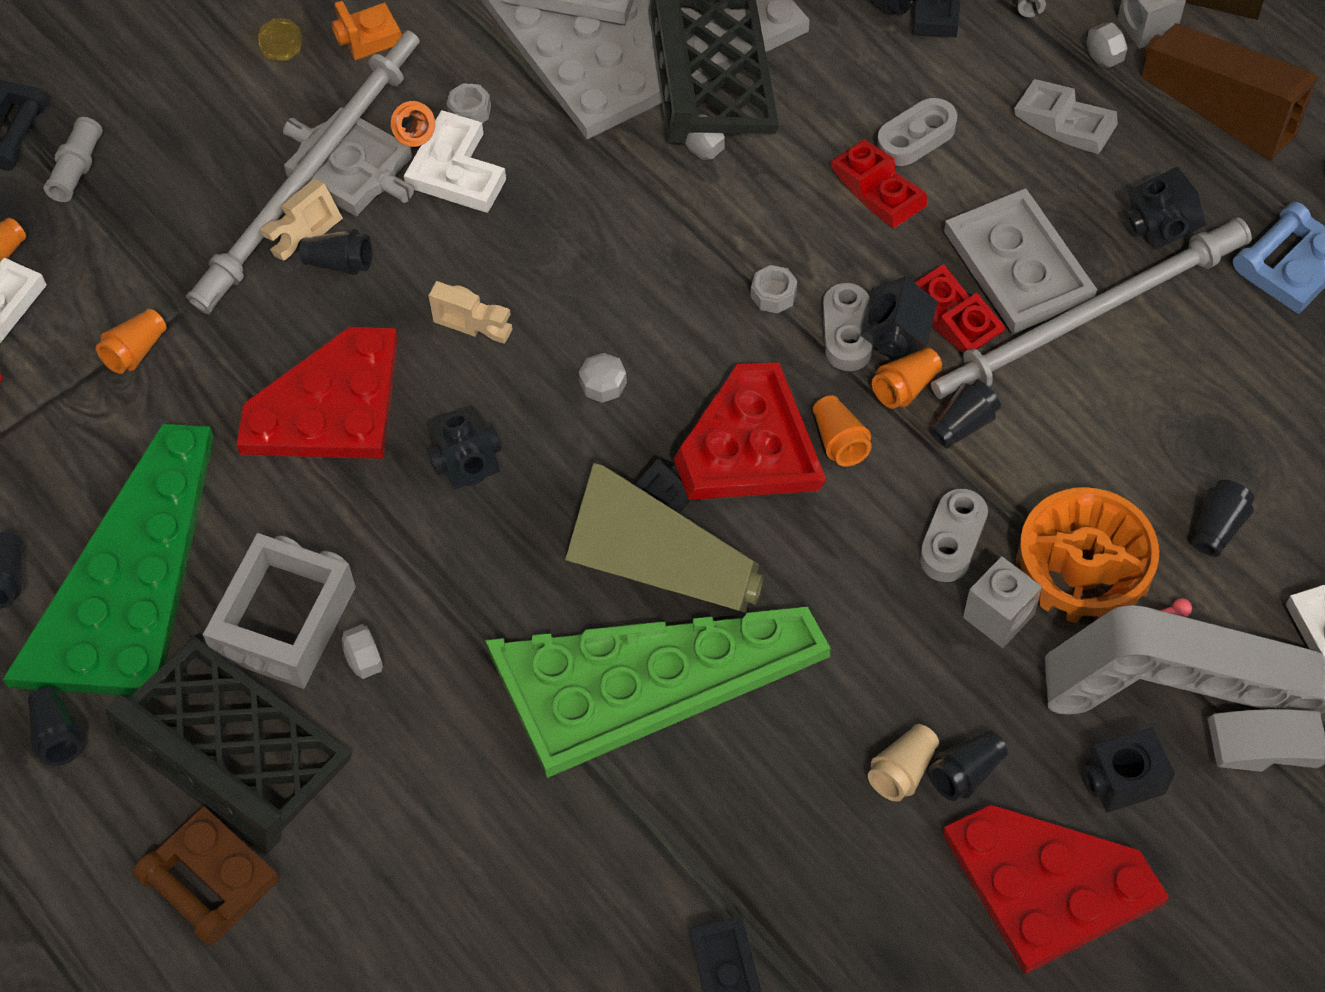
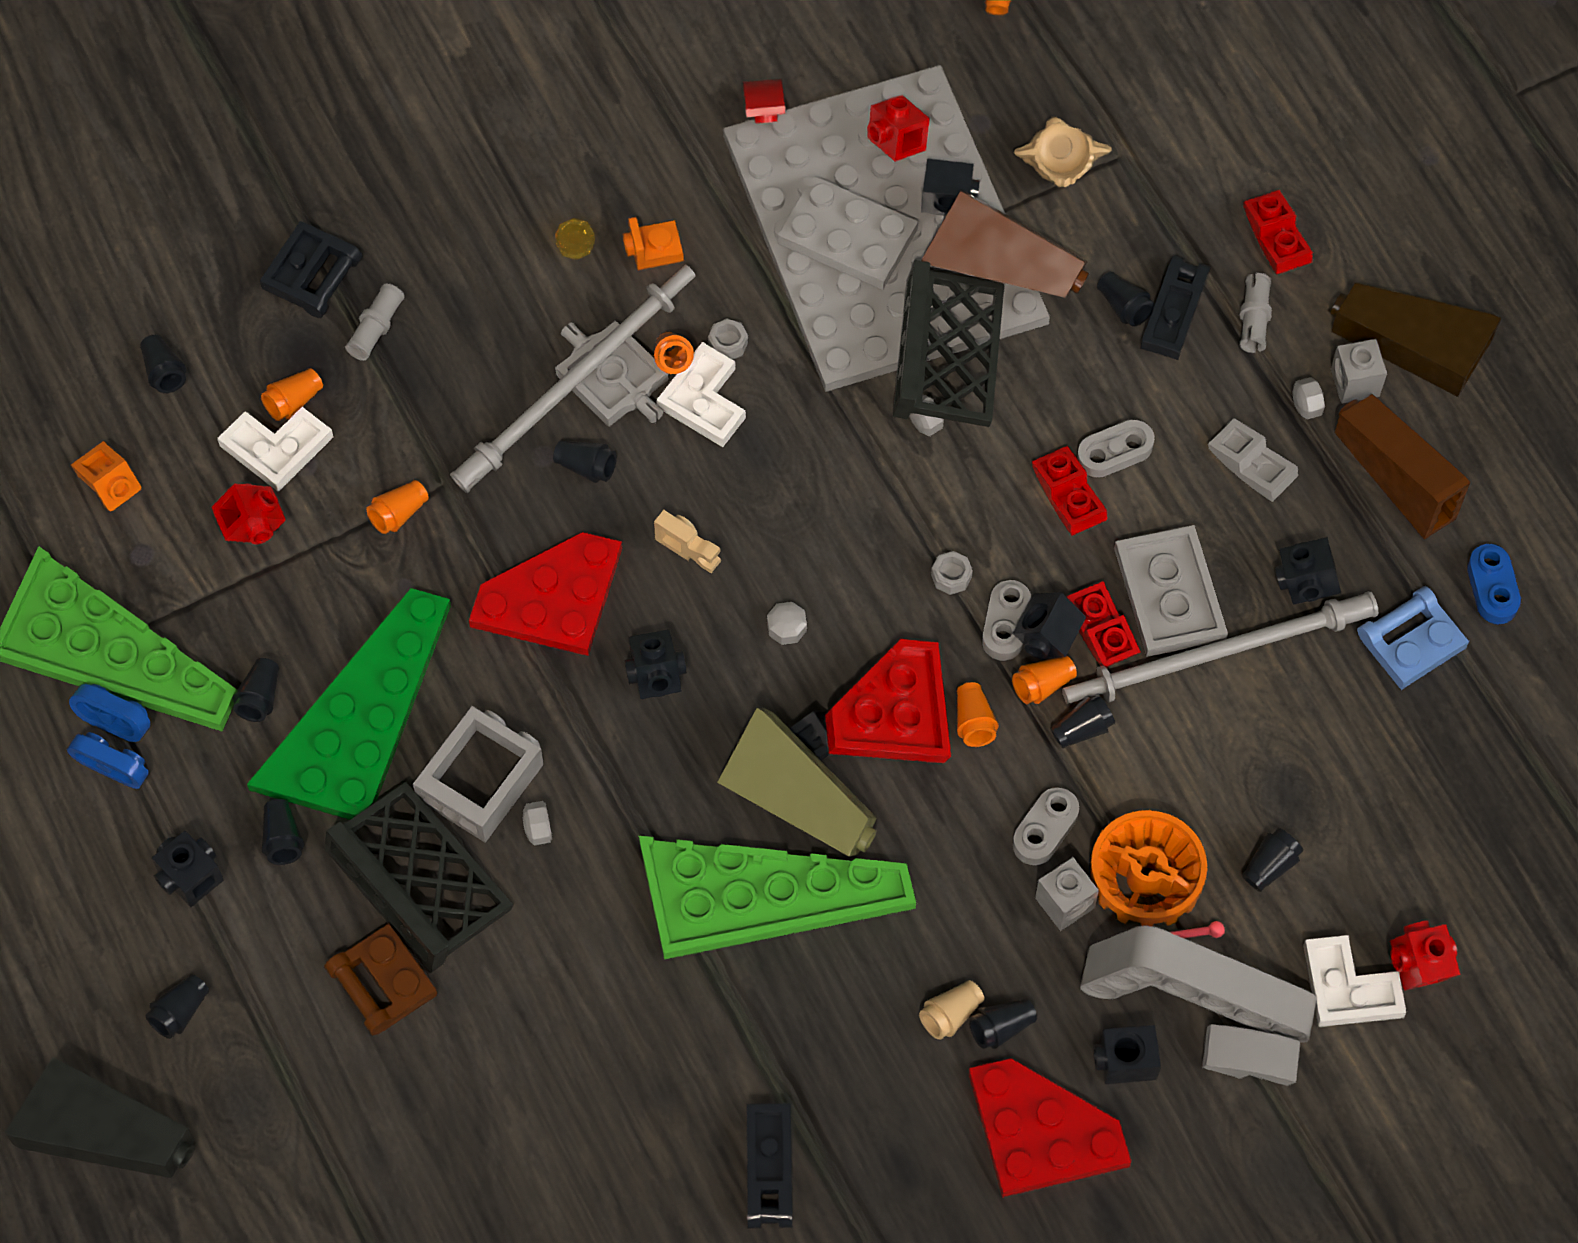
camera: 10 degrees right, 5 degrees up
(306, 215) = (565, 422): tan plate -> none

